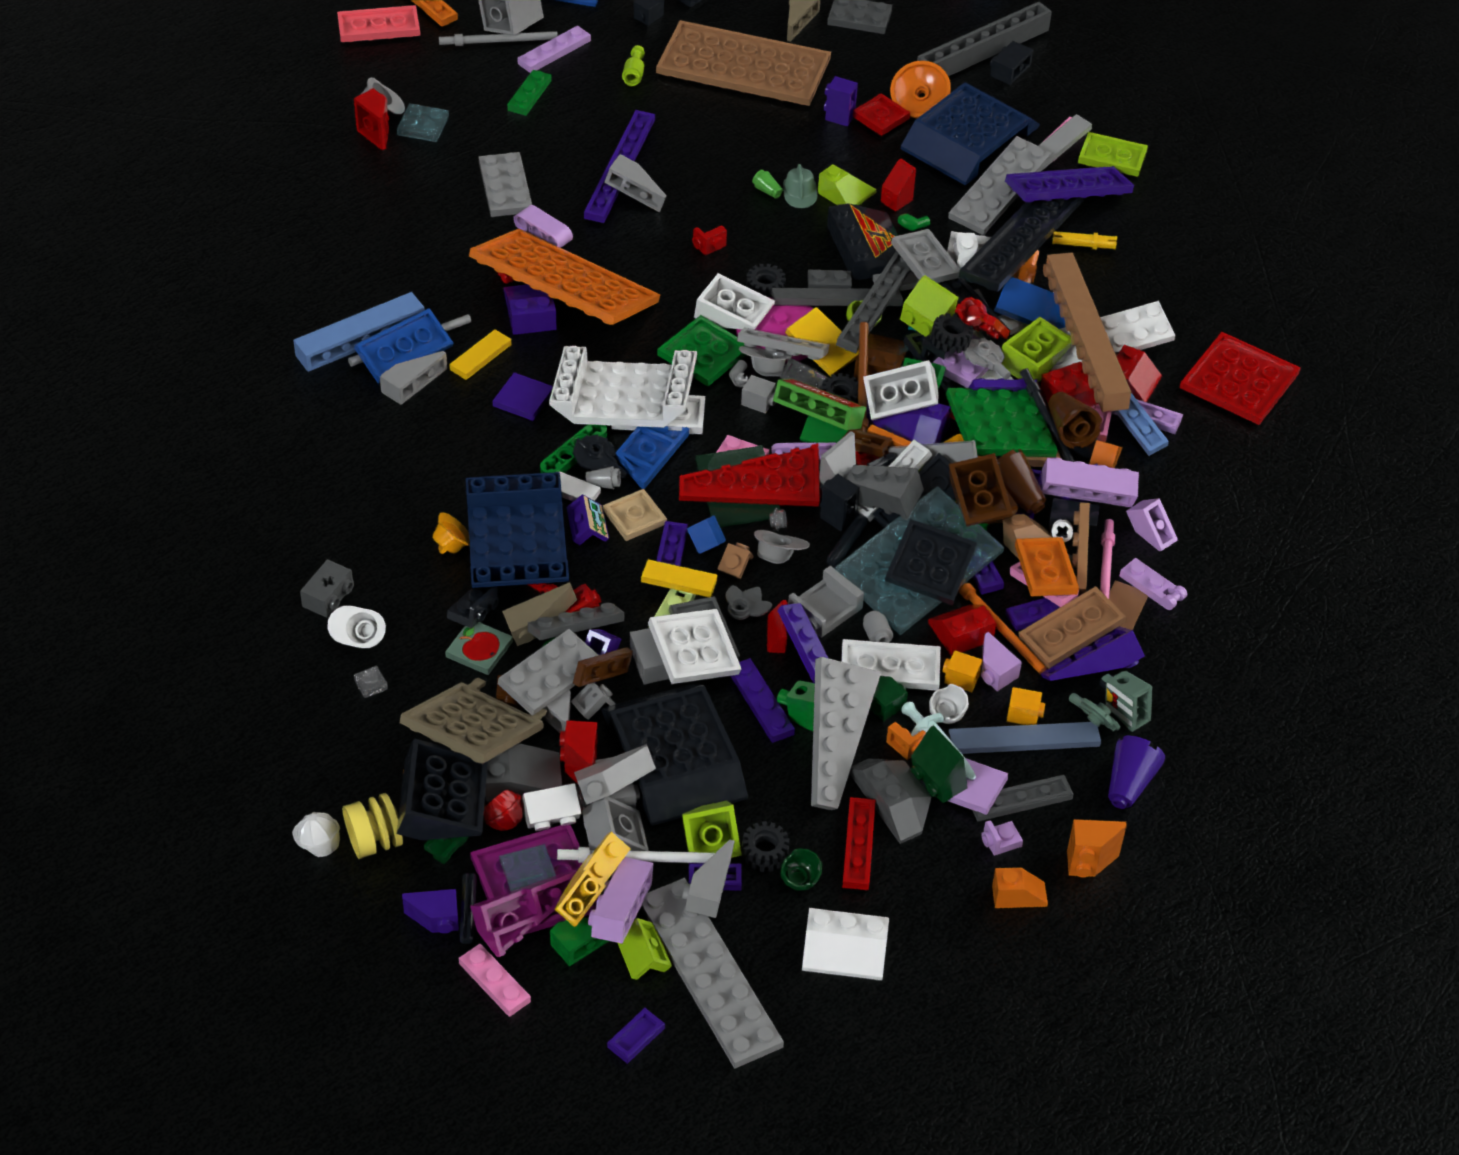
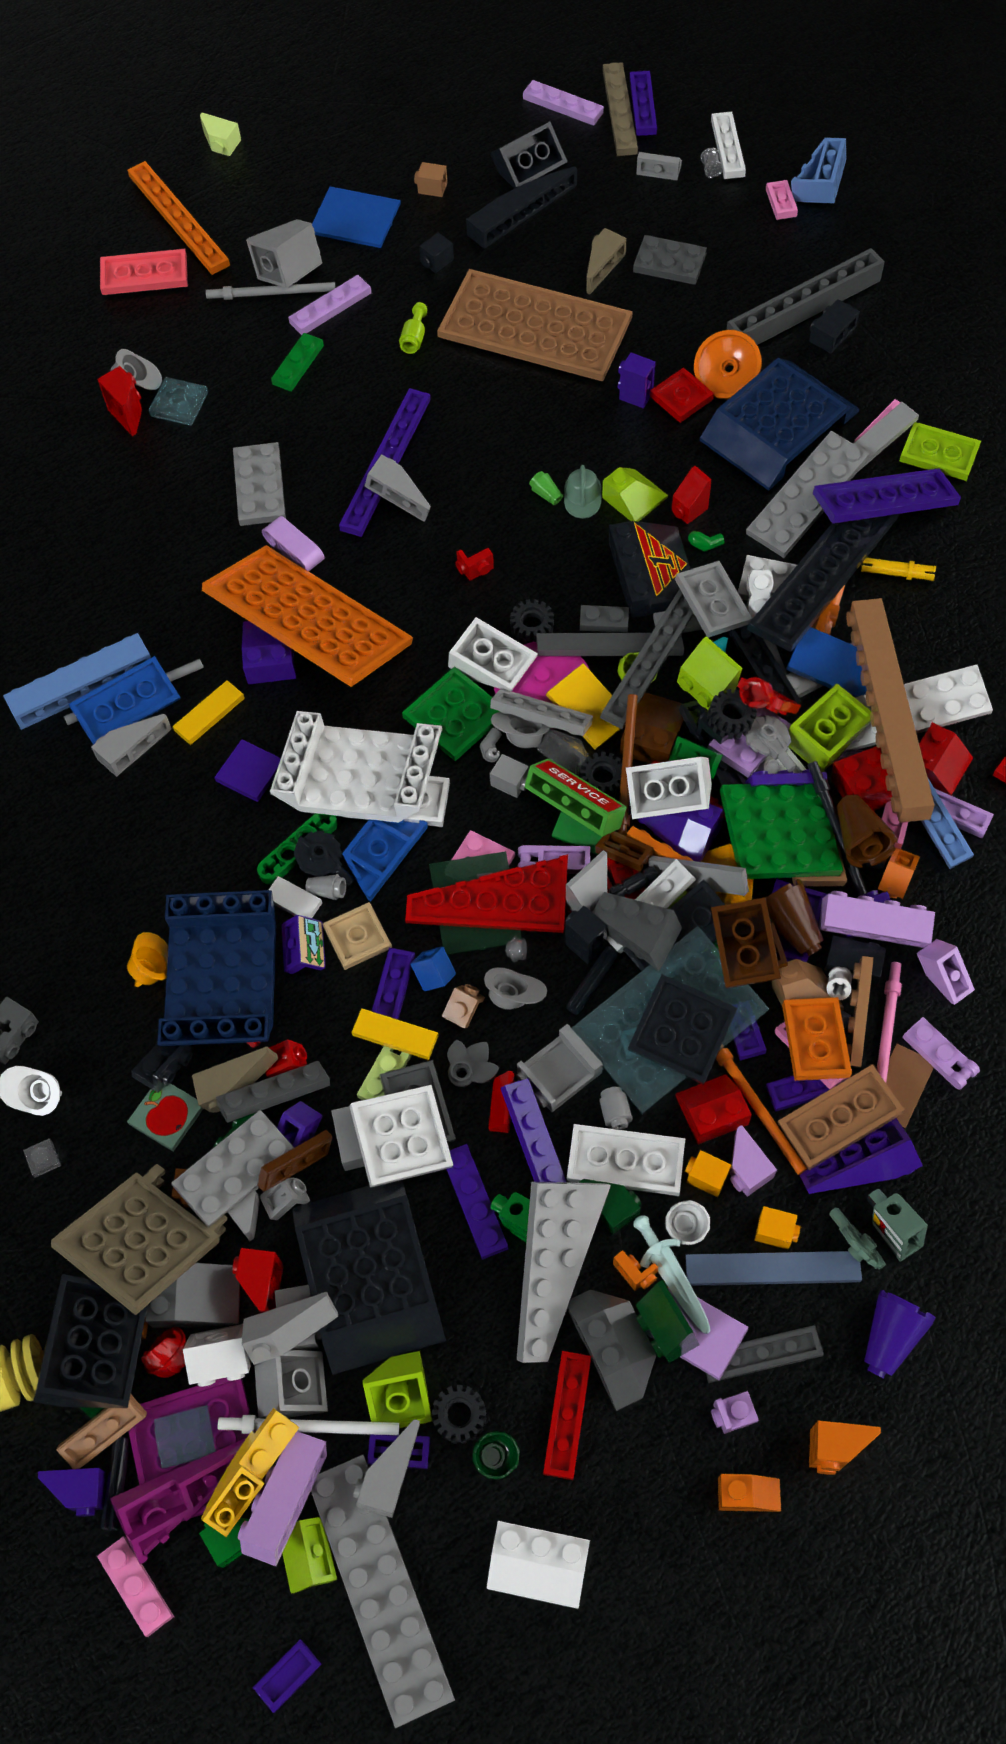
camera: 10 degrees right, 15 degrees up
(454, 864) = (100, 1433): none -> medium nougat tile

